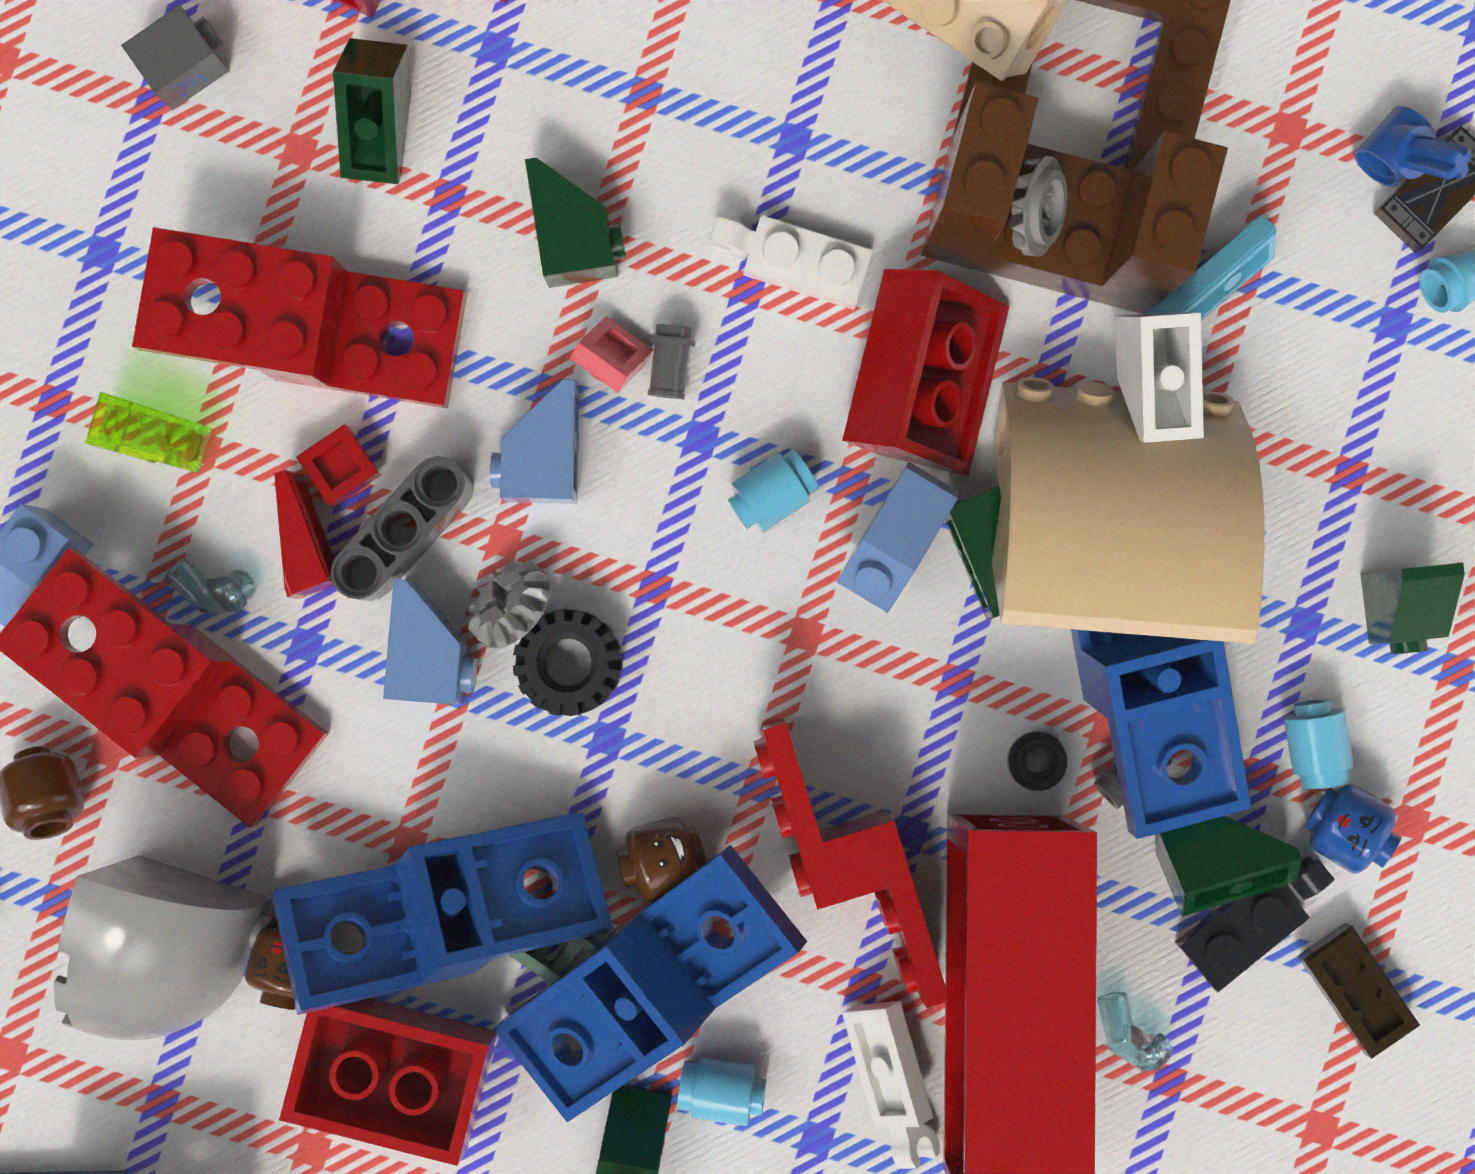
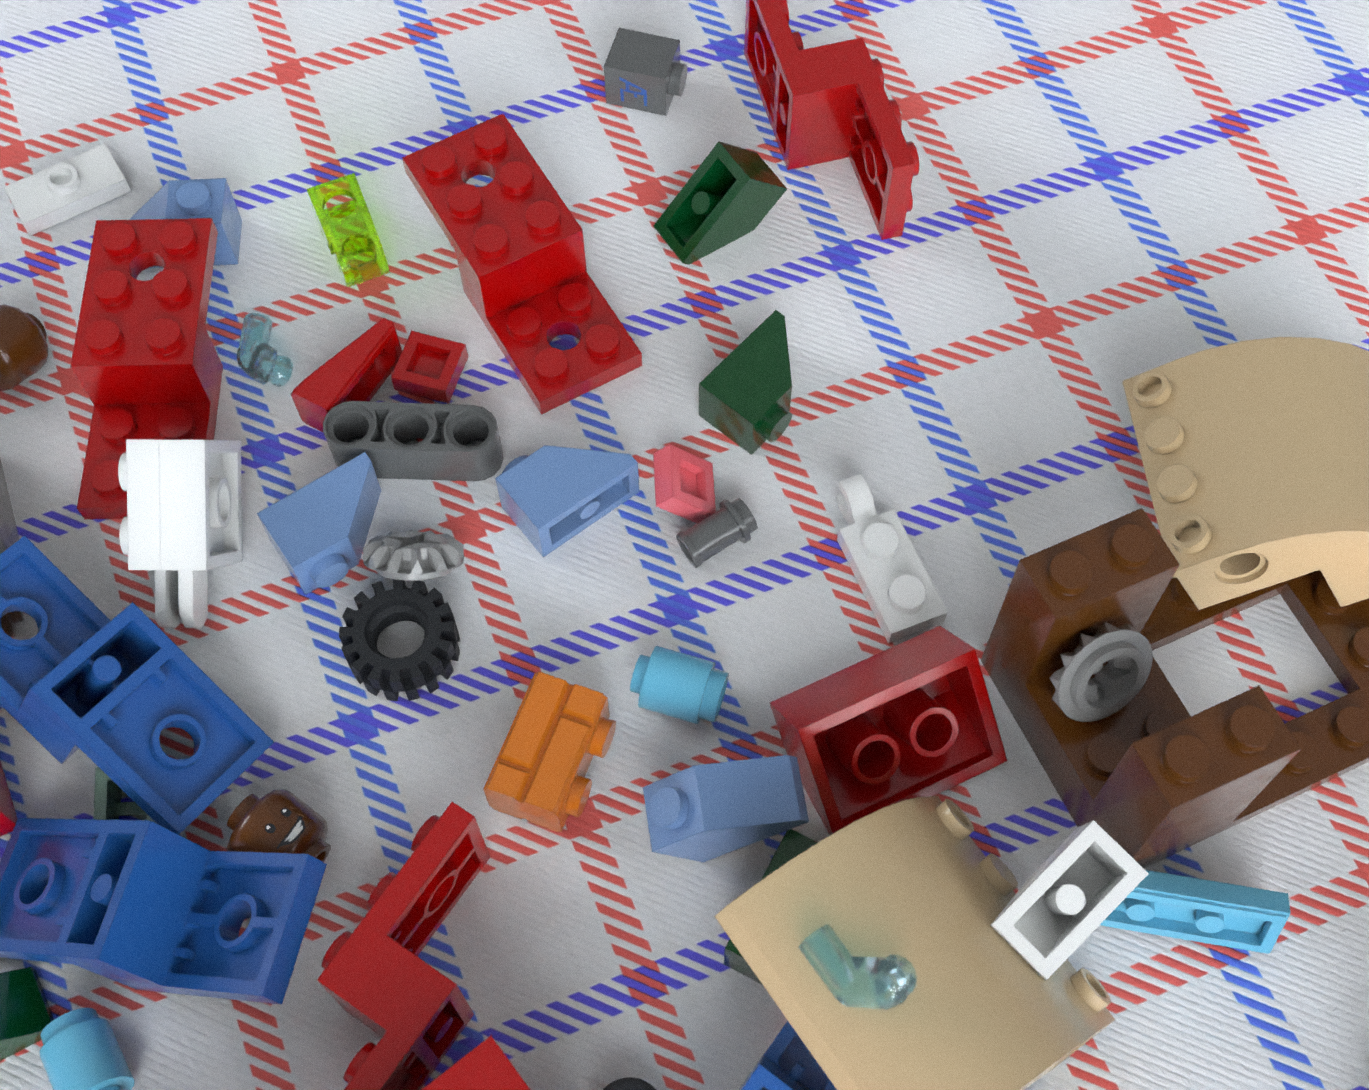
camera: 50 degrees right, 25 degrees down
(343, 756) = (181, 519): none -> white brick
(749, 622) = (549, 752): none -> orange brick
(1127, 572) = (858, 979): none -> clear light blue arm

